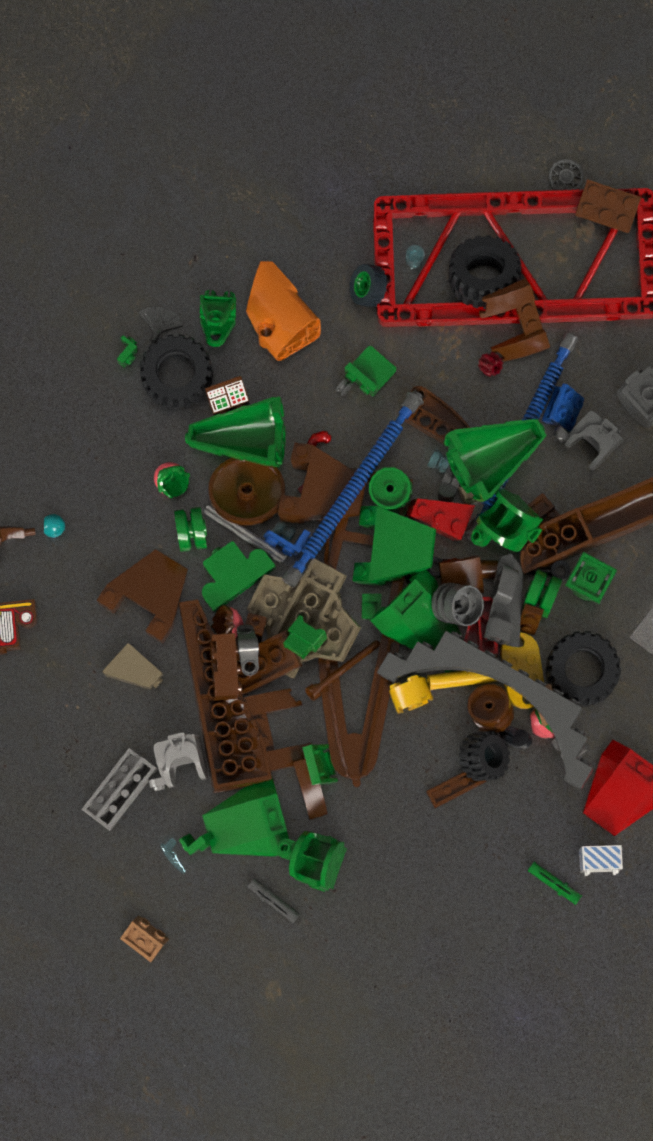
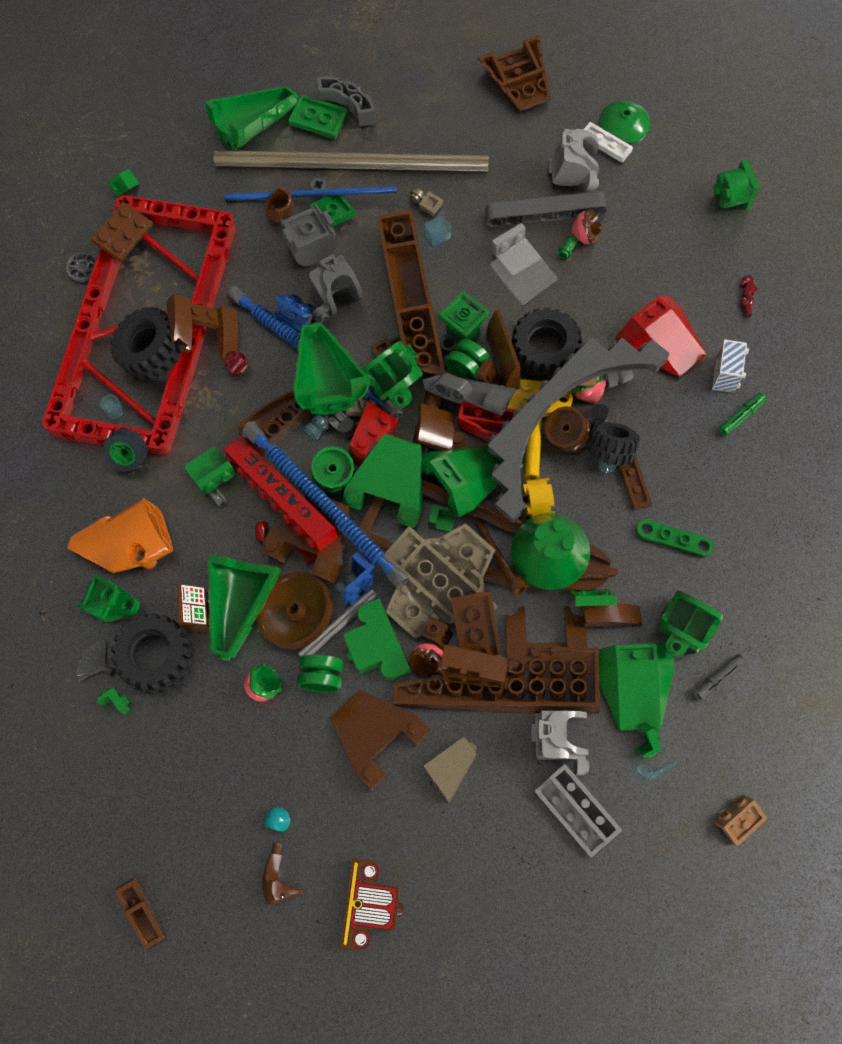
camera: 75 degrees left, 10 degrees down
(247, 649) = (461, 637): dark grey piece -> none
(304, 638) = (463, 579): green piece -> none
(356, 445) = (280, 494): none -> red brick
(358, 716) = (550, 551): none -> green cone
(404, 836) = (674, 538): none -> green plate
(457, 604) = (463, 430): dark grey wheel -> none
(560, 627) = (503, 351): none -> reddish brown slope

